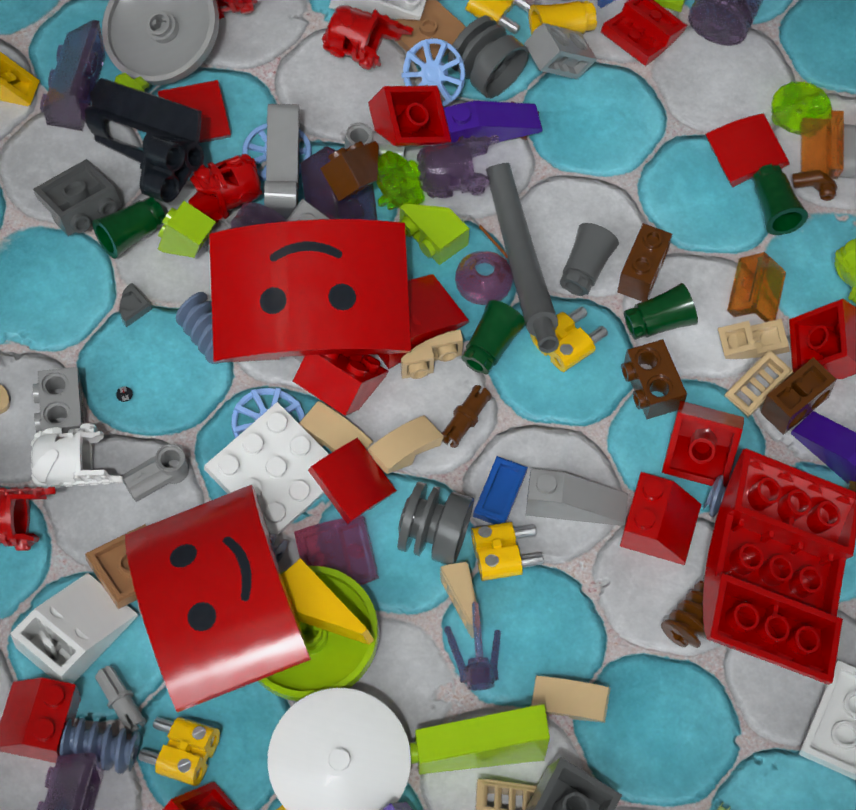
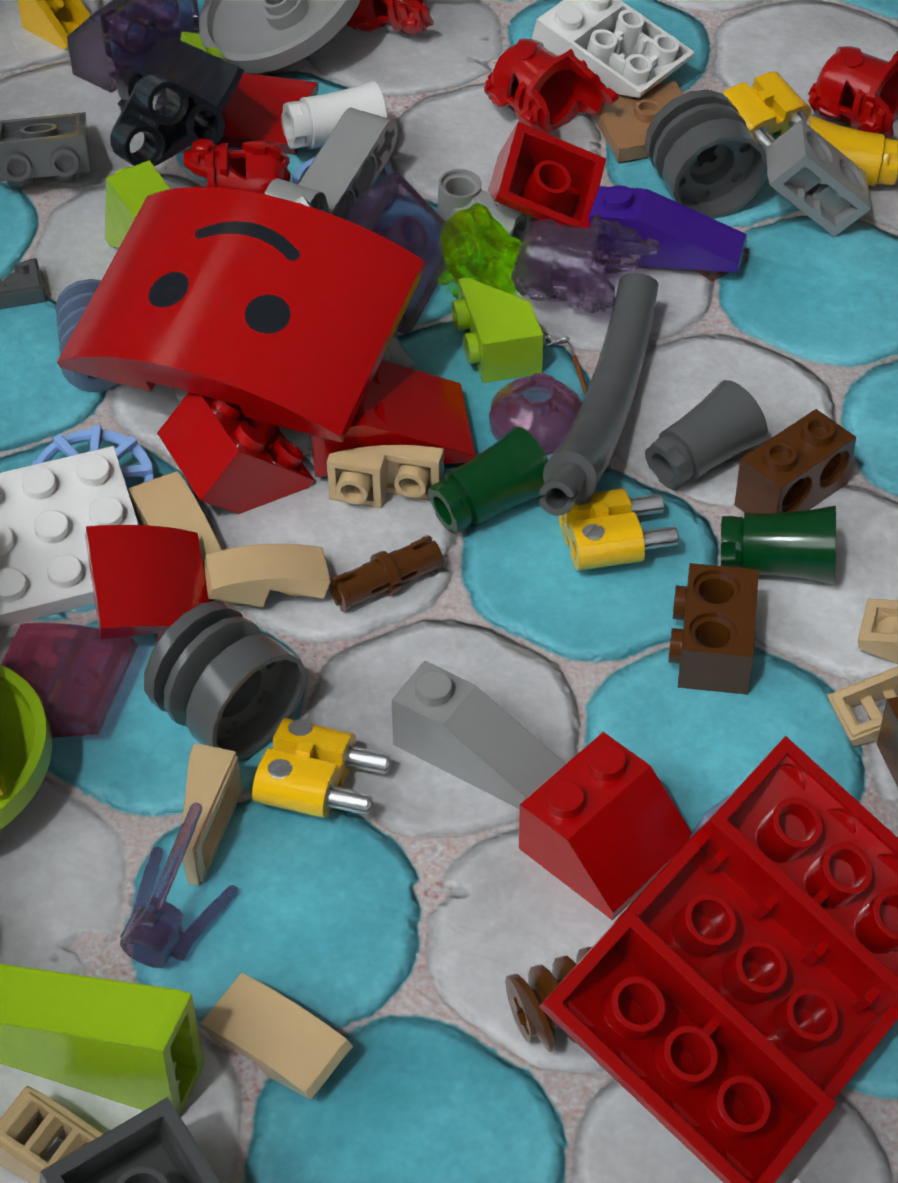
camera: 30 degrees right, 15 degrees down
(128, 226) = (70, 192): dark green plant -> none
(250, 107) = (314, 117): none -> white plant
(352, 169) = (411, 204): reddish brown slope -> none
(434, 71) = (618, 148): light blue wheel -> none
(500, 491) = (364, 696): blue tile -> none
(702, 444) = (732, 729): red slope -> none

